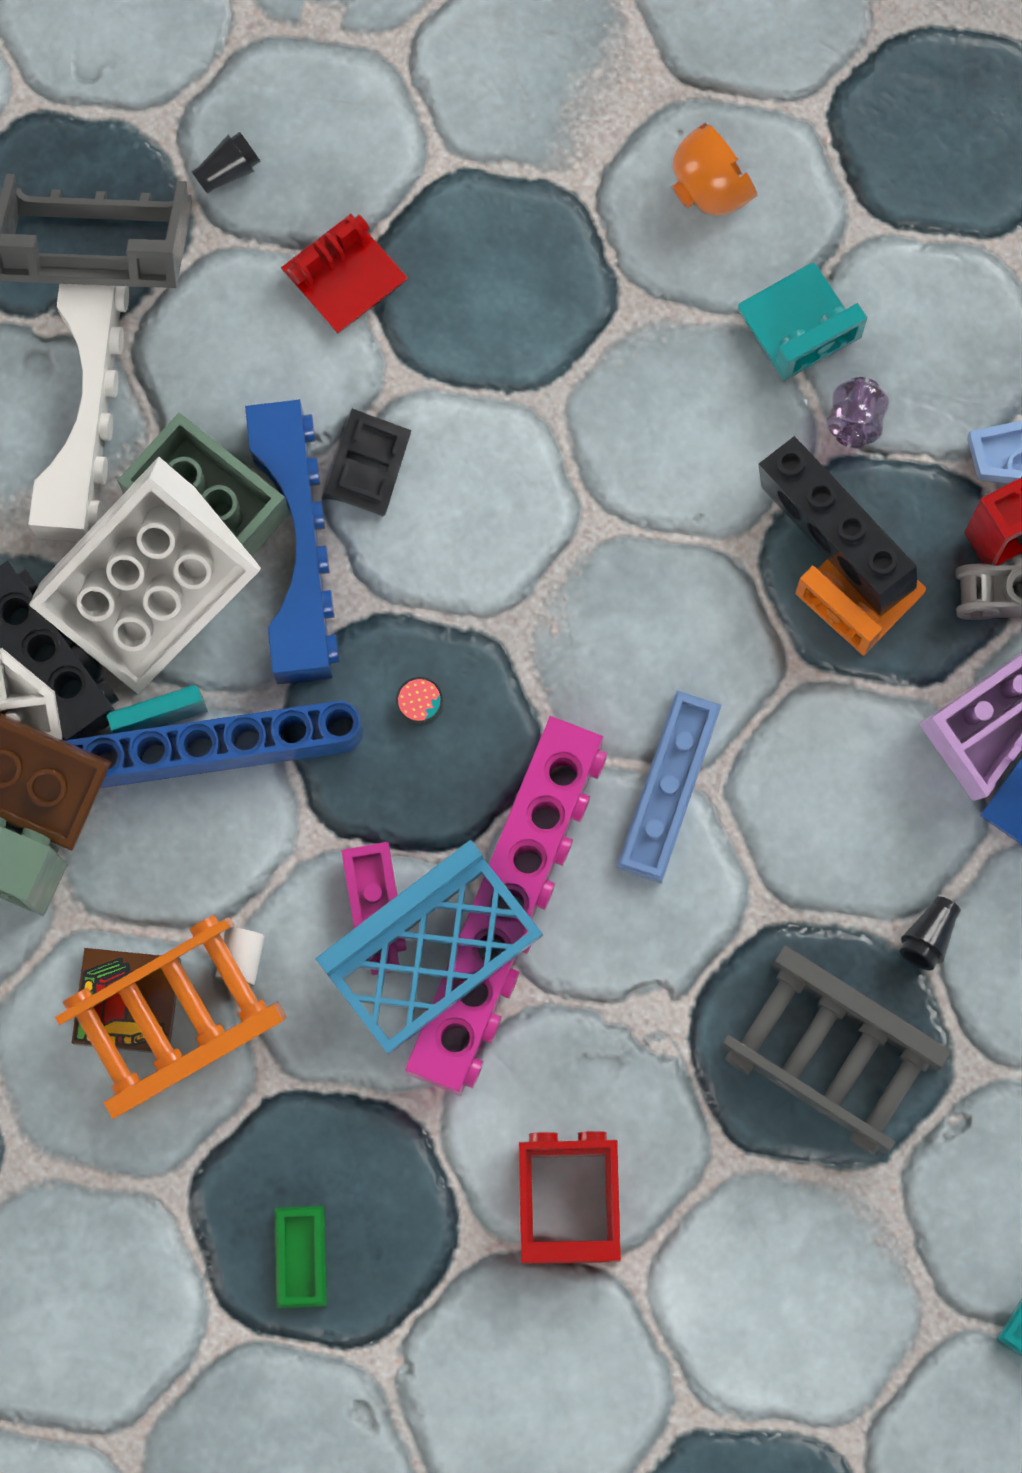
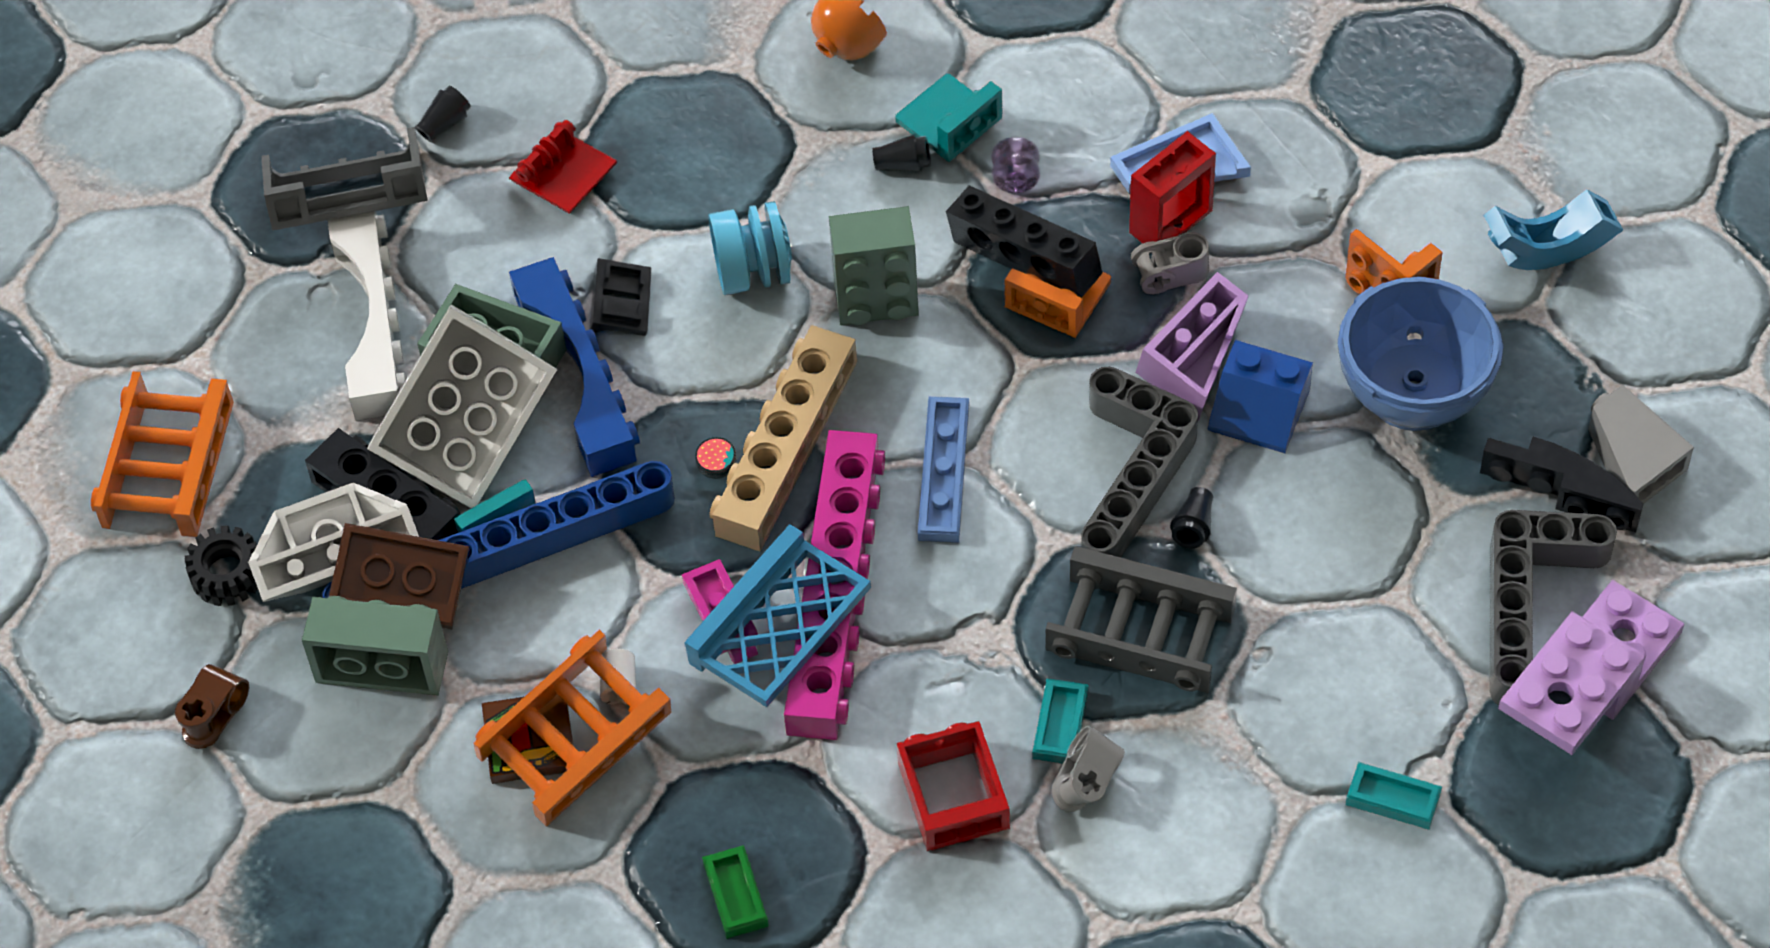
camera: 15 degrees left, 20 degrees down
(438, 801) = (752, 521): none -> tan brick
(523, 449) = (750, 248): none -> medium azure wheel
(655, 521) = (874, 265): none -> sand green brick
(710, 1147) = (1059, 719): none -> teal tile
(725, 1227) = (1086, 770): none -> light grey piece
(734, 360) = (904, 154): none -> black cone
(892, 853) = (1143, 468): none -> dark grey beam

